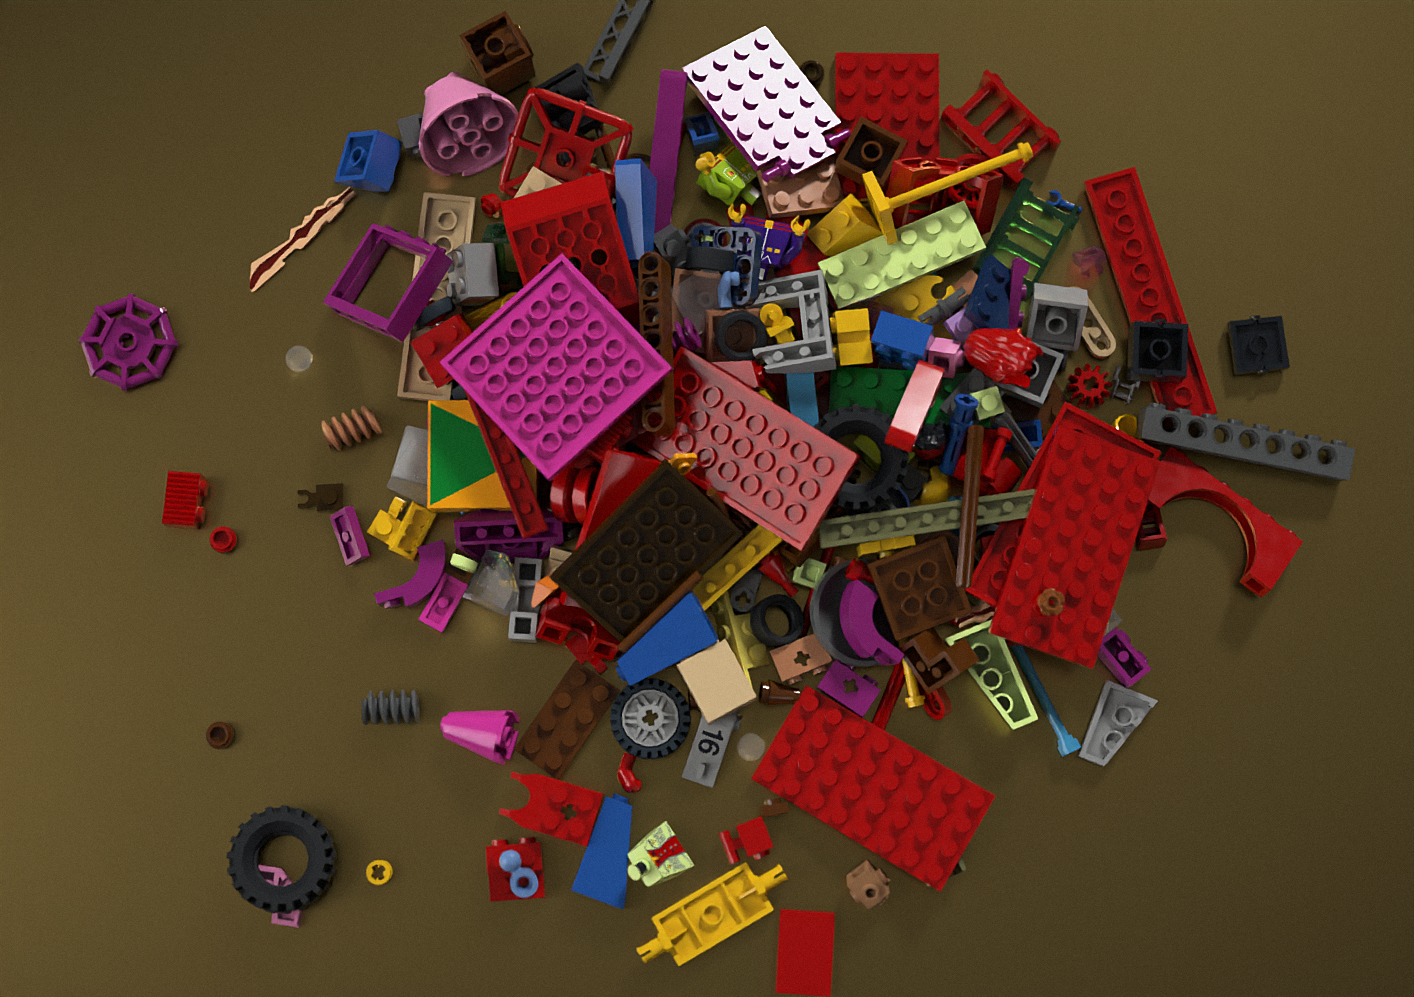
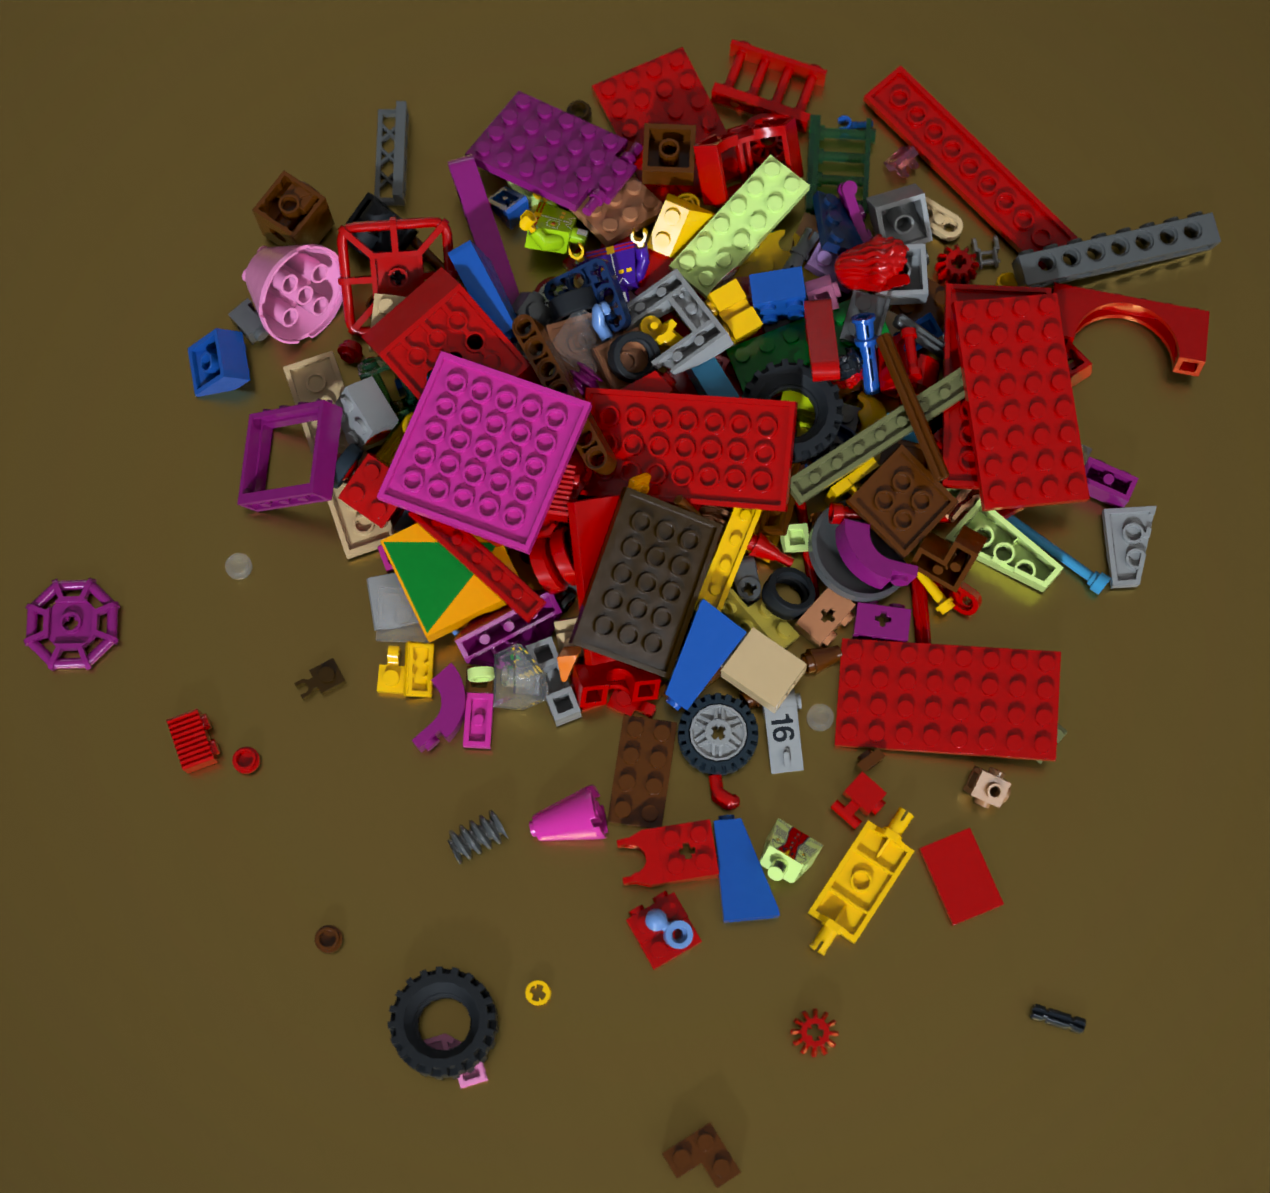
camera: 25 degrees left, 5 degrees down
(300, 237) = (187, 459): light nougat sword -> none
(349, 535) = (362, 701): magenta plate -> none
(351, 427) = (316, 603): nougat piece -> none
(660, 612) = (683, 630): reddish brown bar -> none
(883, 206) = (703, 189): yellow tile -> none
(989, 402) = (884, 312): yellowish green plate -> none
(1046, 608) = (1019, 458): dark orange plate -> none
(1157, 351) = (1002, 207): black brick -> none
(1258, 345) = (1083, 166): black plate -> none

